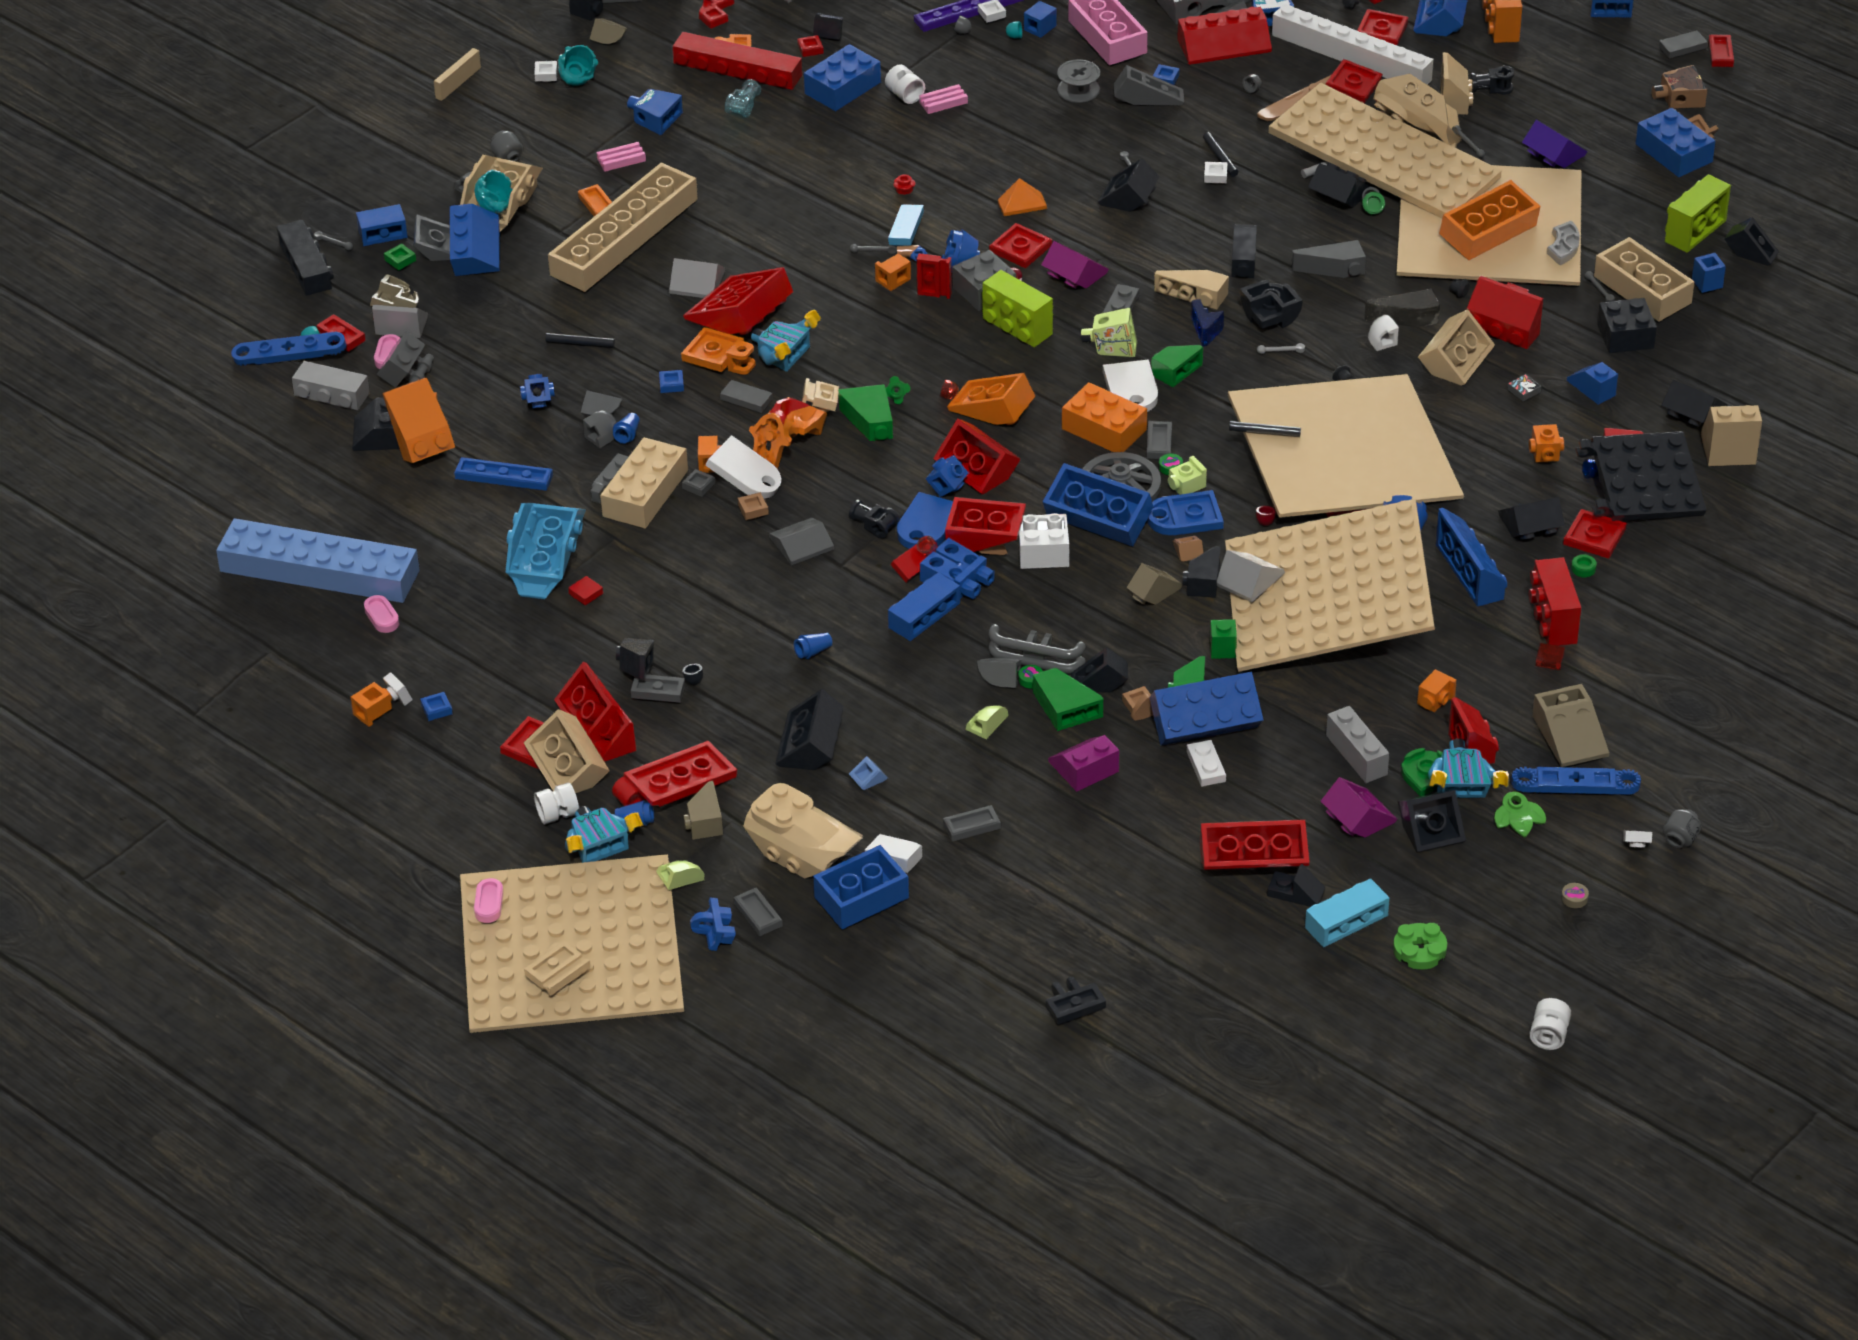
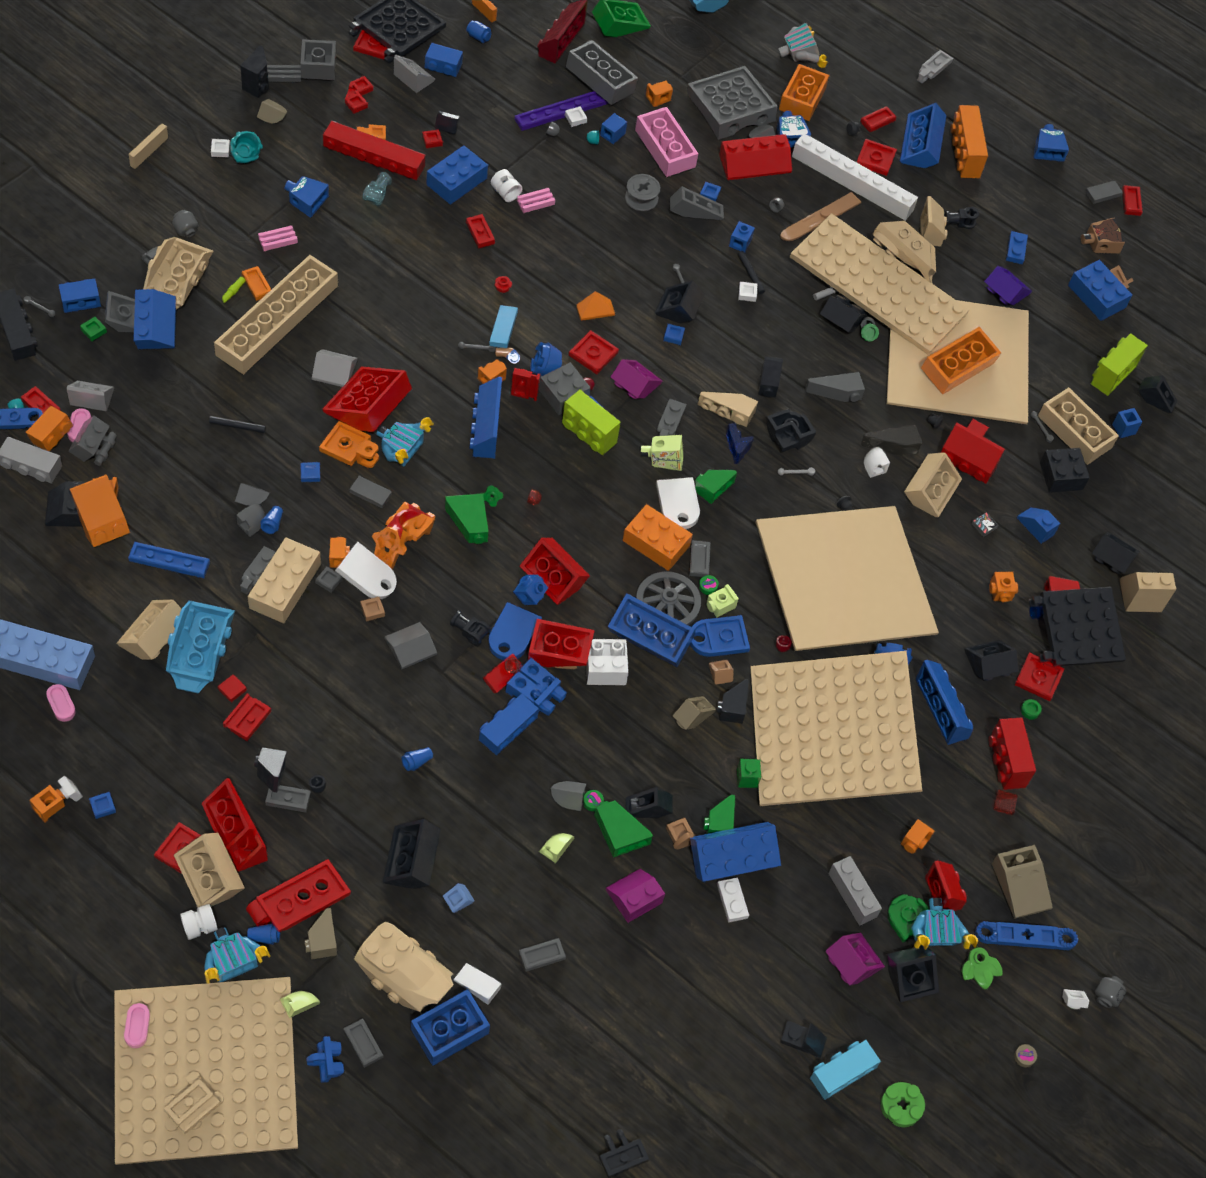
camera: 10 degrees left, 15 degrees up
(353, 351) = (49, 428): none -> orange brick
(394, 293) = (87, 367): dark tan brick -> none
(485, 538) = (151, 629): none -> tan slope
(493, 191) = (171, 277): teal hair -> none
(543, 384) = (200, 486): blue brick -> none
(568, 210) = (233, 289): none -> lime piece
(605, 615) = (247, 717): none -> red plate
(821, 394) = (431, 498): tan plate -> none
(873, 132) = (480, 231): none -> red plate
(887, 314) = (486, 419): none -> blue slope
(994, 399) = (569, 510): orange slope -> none
(1036, 653) = (597, 781): dark grey piece -> none
(1122, 221) = (674, 334): none -> blue tile
(1206, 117) = (741, 236): none -> blue brick
(1247, 575) = (770, 711): light grey slope -> none
(1254, 844) = (772, 1001): red slope -> none
(1264, 429) = (785, 561): black bar -> none
(1354, 80) = (854, 208): red tile -> none
(1479, 152) = (934, 265): dark grey hinge -> none
(1566, 243) = (1017, 383): light grey tile -> none
(1567, 108) = (1016, 247): none -> blue plate

